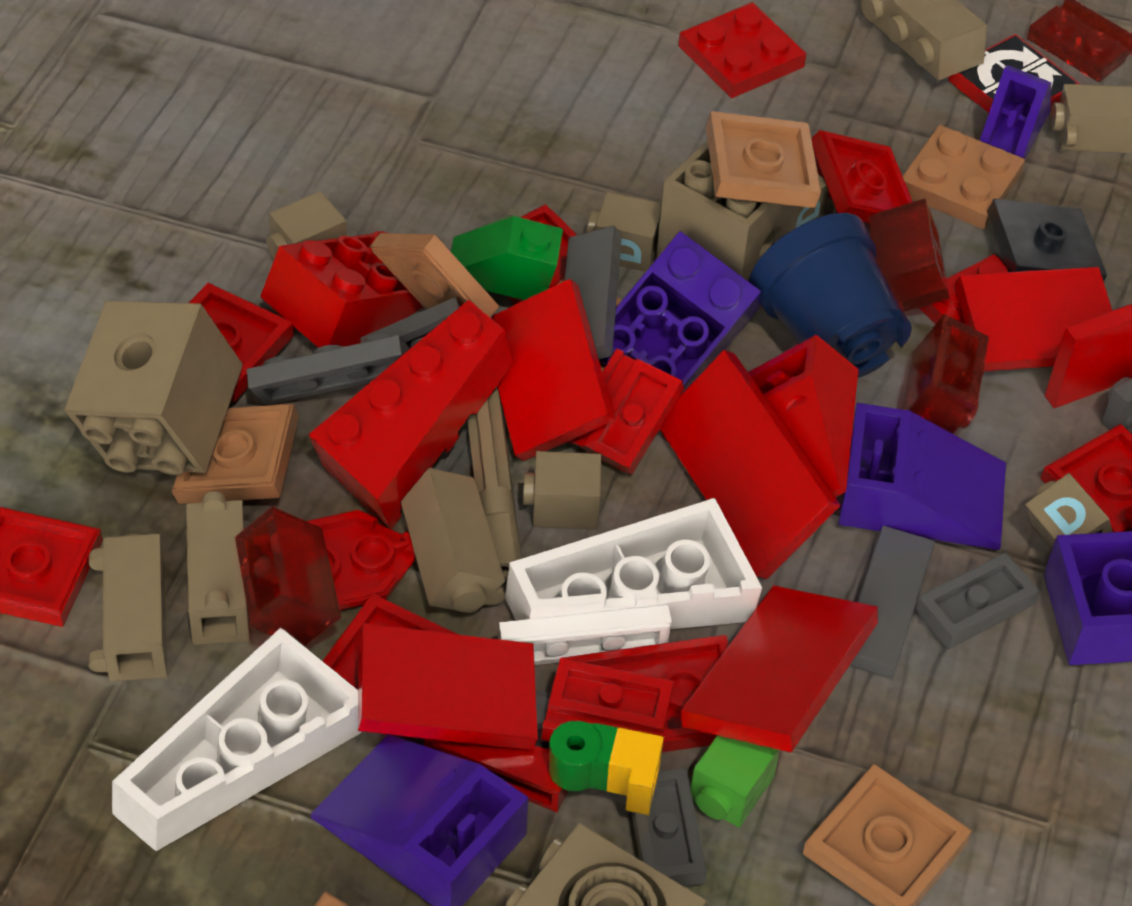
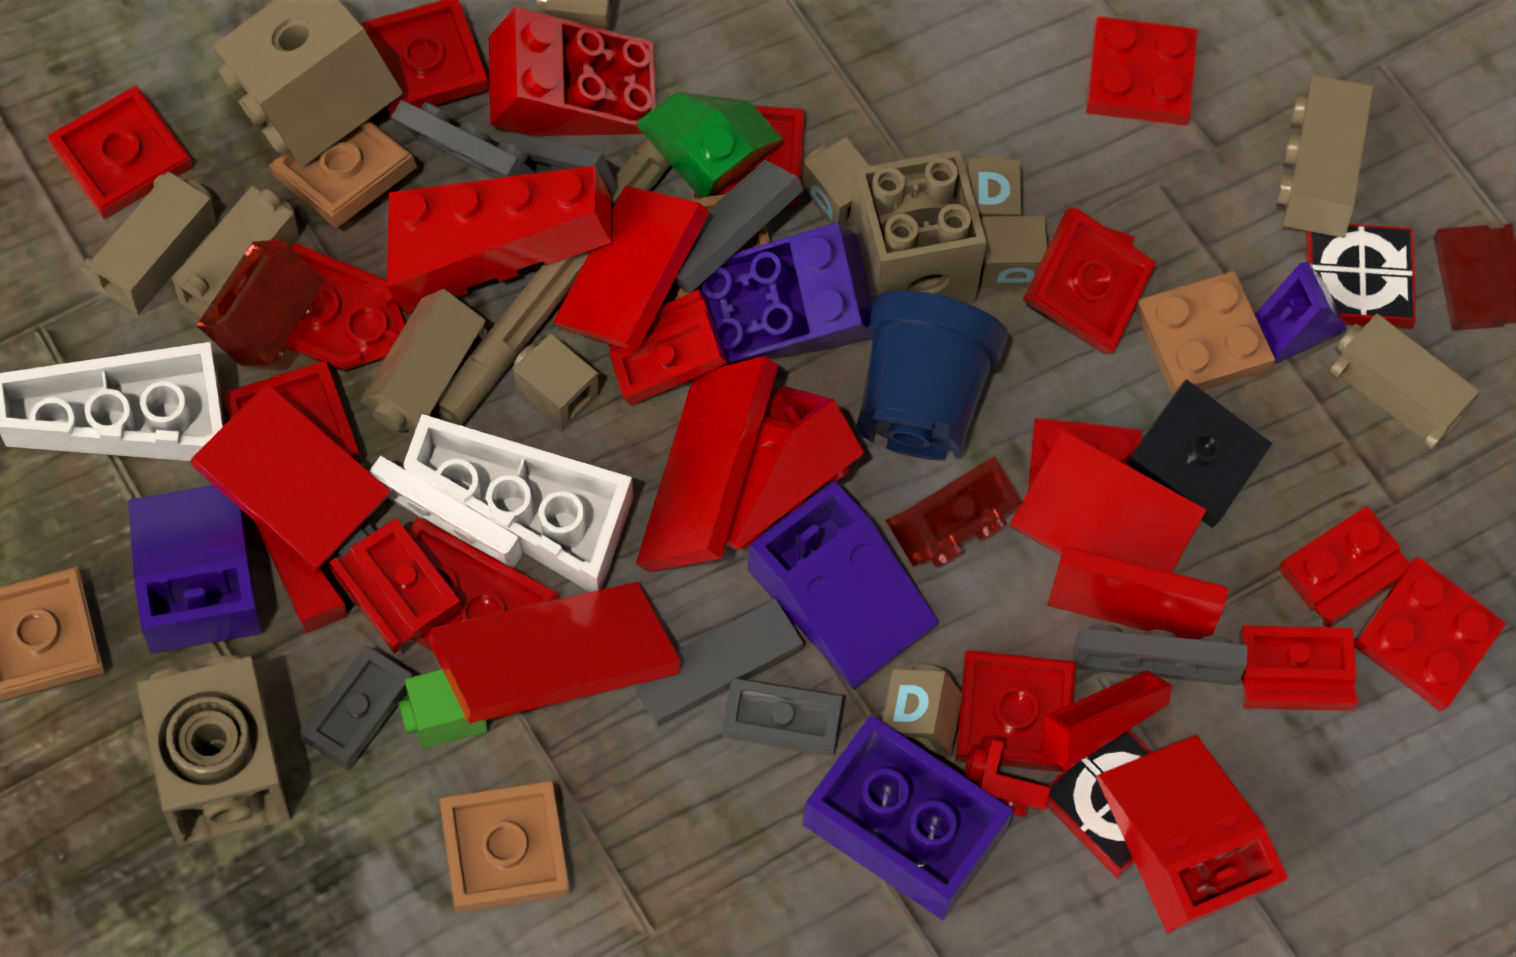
camera: 40 degrees right, 15 degrees up
(430, 270) = (607, 121): medium nougat plate -> none
(606, 760) = (343, 615): leg -> none
(762, 159) = (939, 209): medium nougat plate -> none
(910, 254) = (1047, 379): clear red brick -> none

